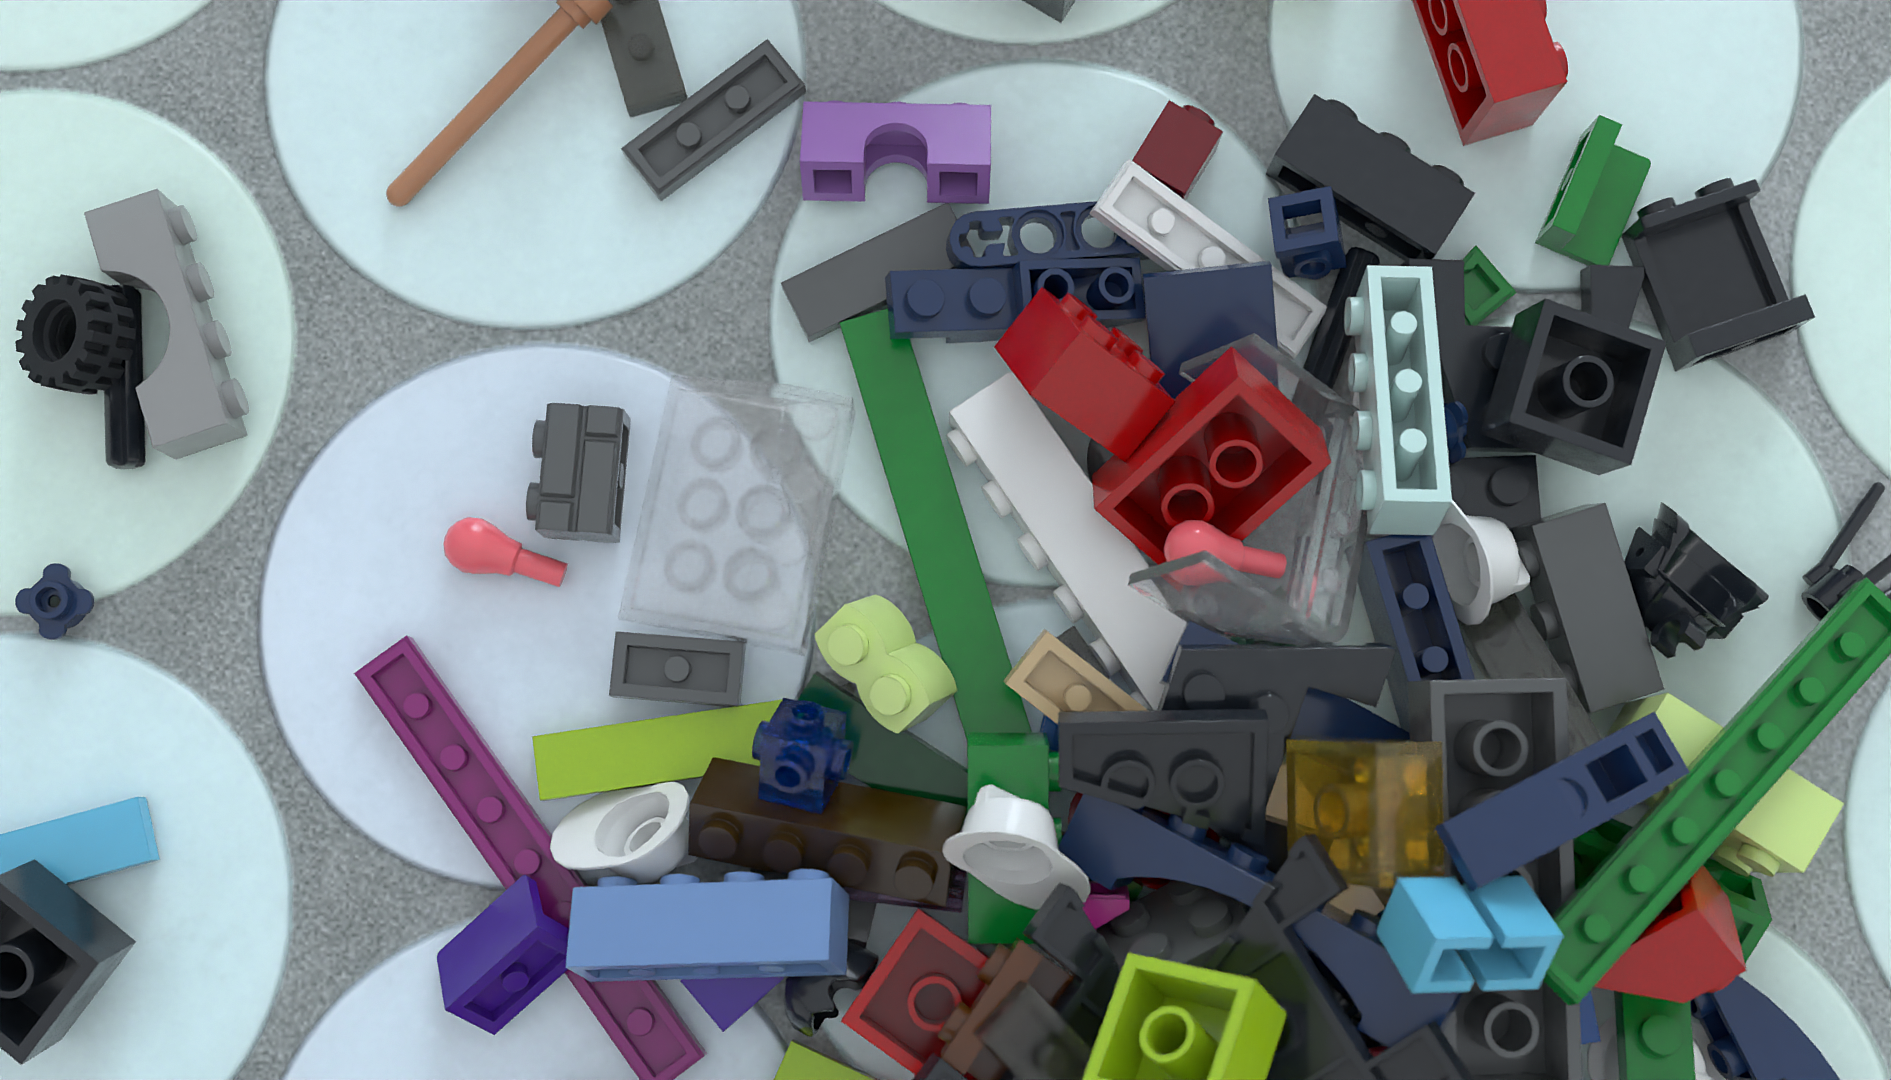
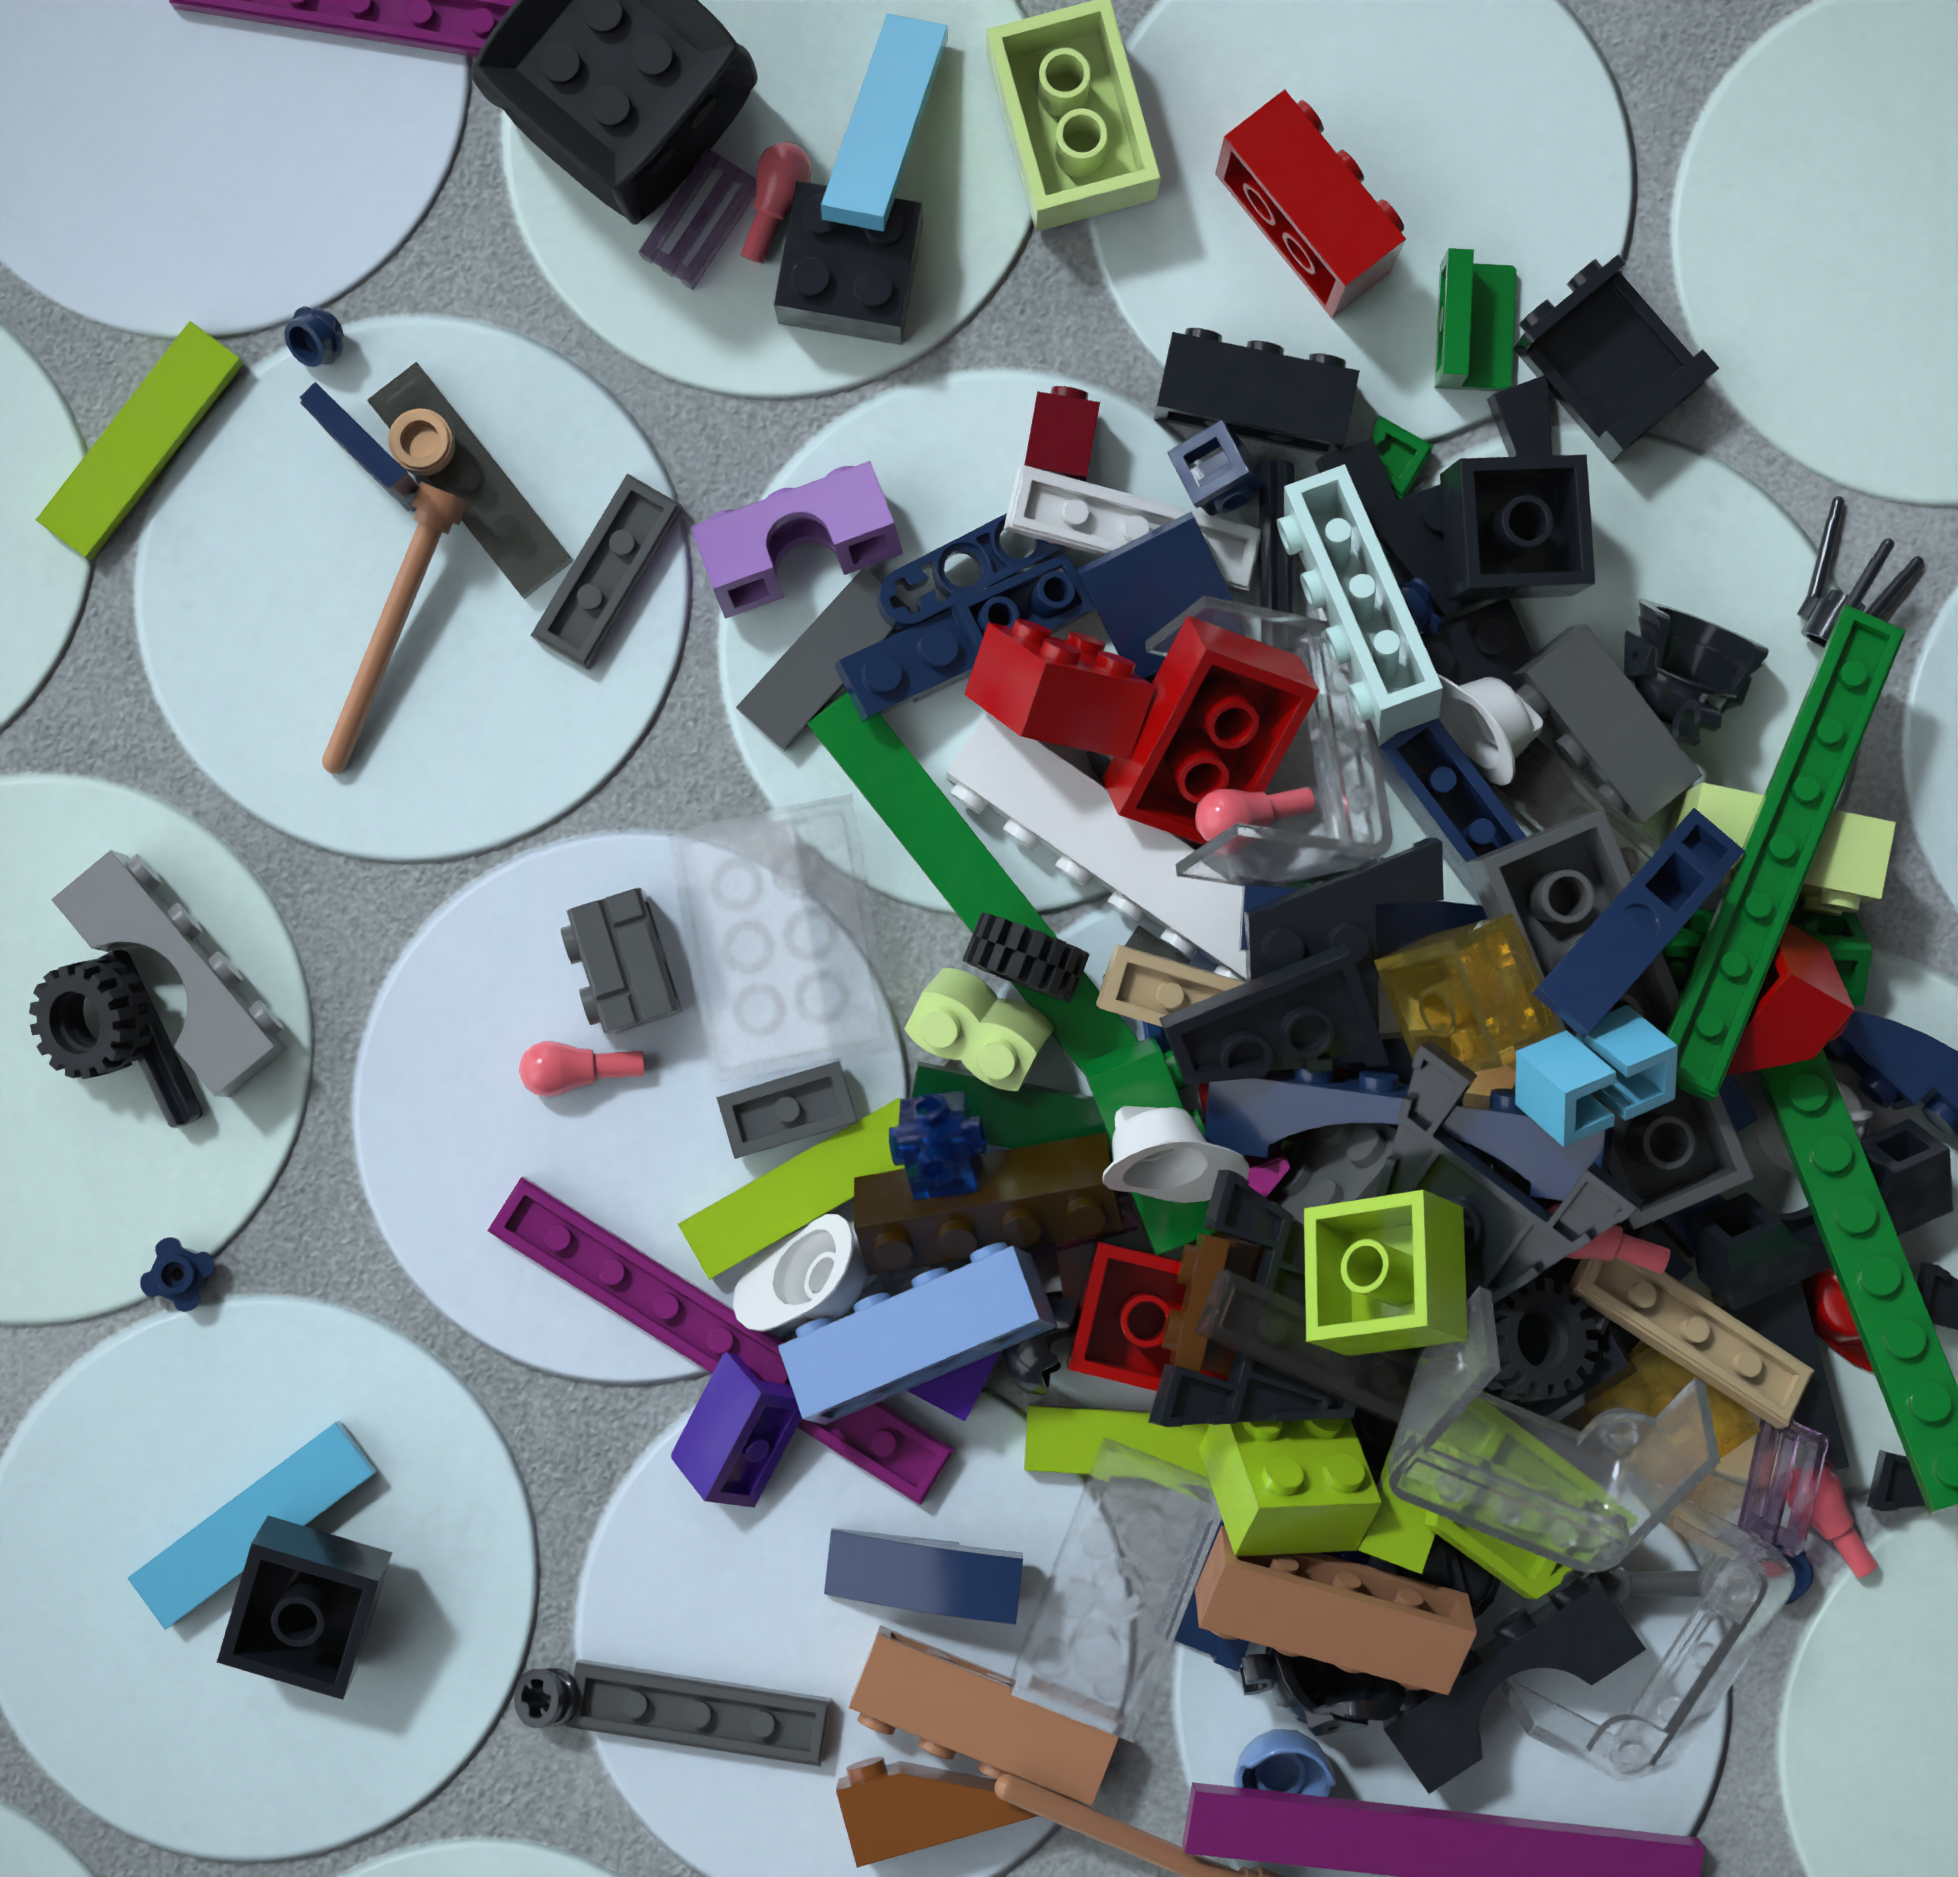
camera: 20 degrees left, 5 degrees up
(955, 610) = (1026, 957): none -> black tyre

